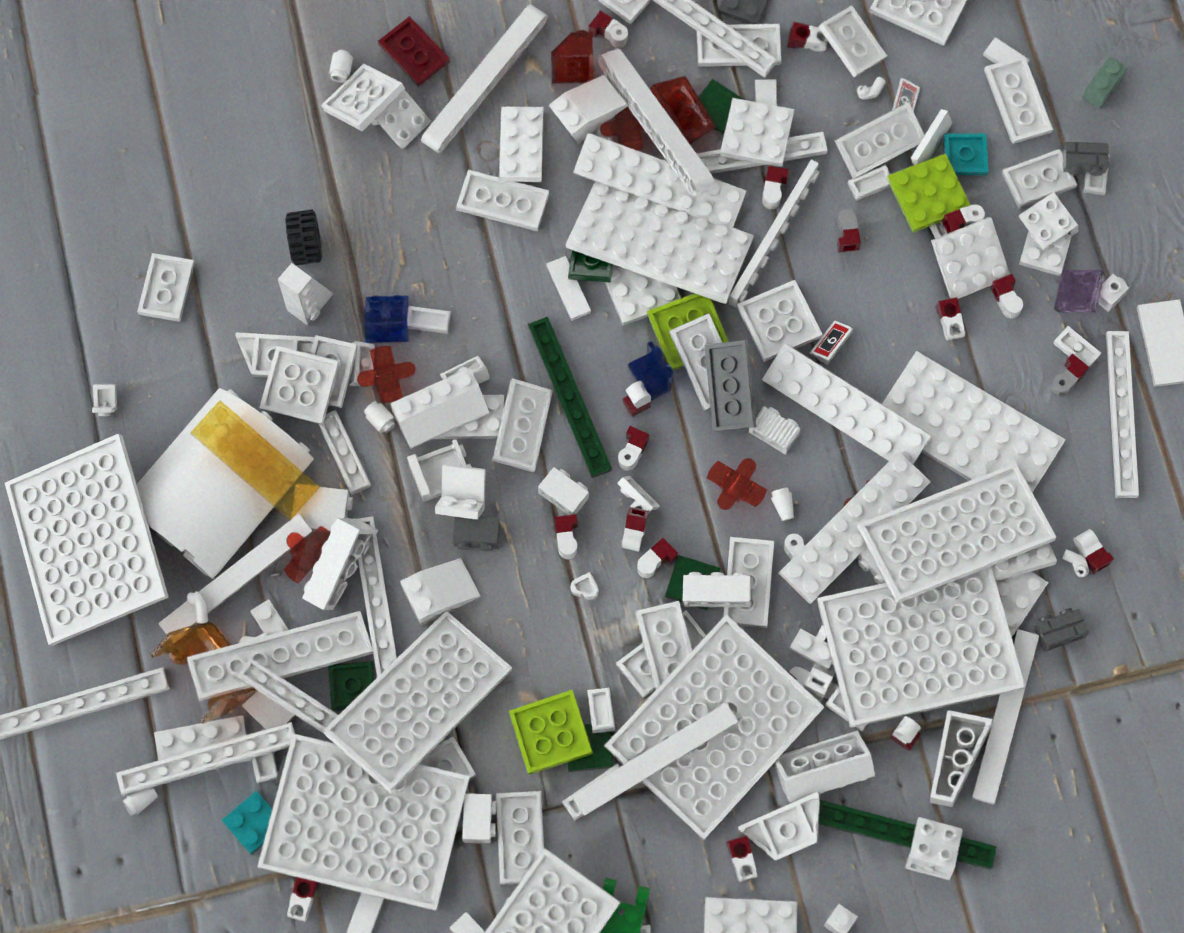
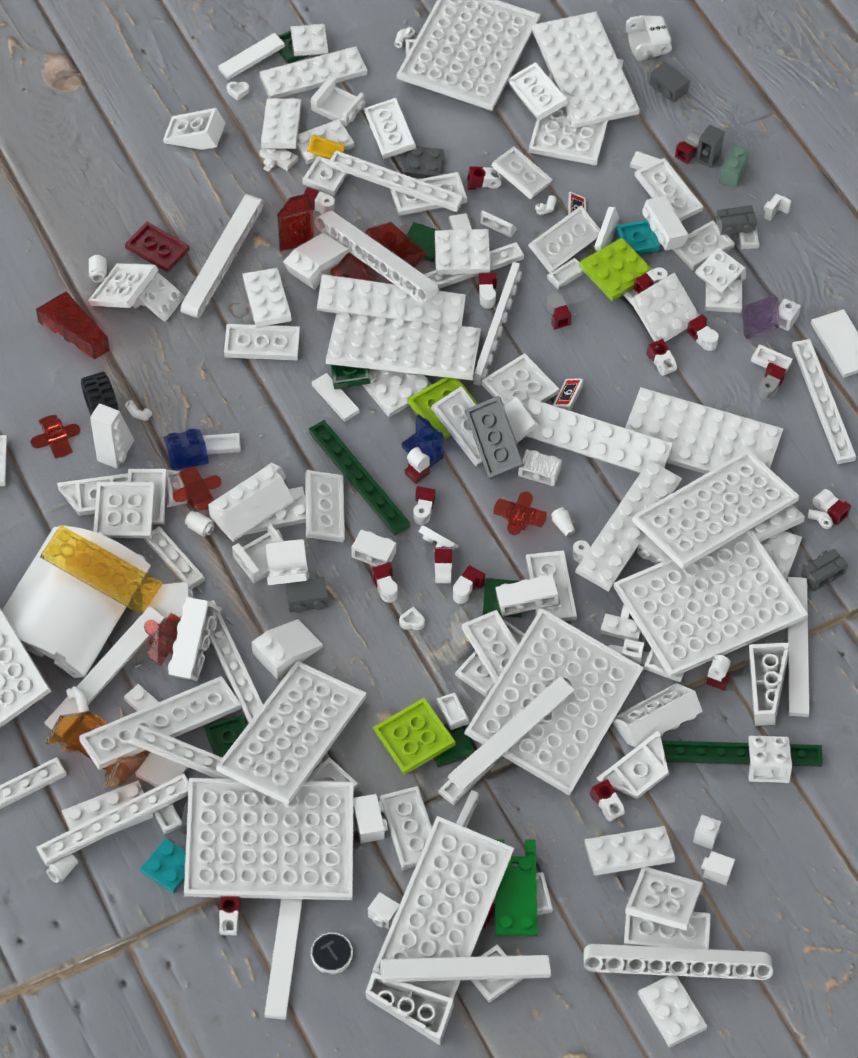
camera: 15 degrees left, 15 degrees down
(248, 269) = (55, 436): none -> clear red piece
(294, 129) = (71, 322): none -> clear red wedge
(342, 261) = (136, 413): none -> white arm
(585, 837) = (468, 809): none -> white tile
(764, 365) = (519, 418): none -> white tile
(808, 101) = (497, 224): none -> white slope
(1000, 144) = (665, 223): none -> white brick
(1059, 44) = (688, 146): none -> dark red leg
(1082, 51) = (710, 146): none -> dark grey brick
(1143, 142) = (777, 203): none -> white bracket

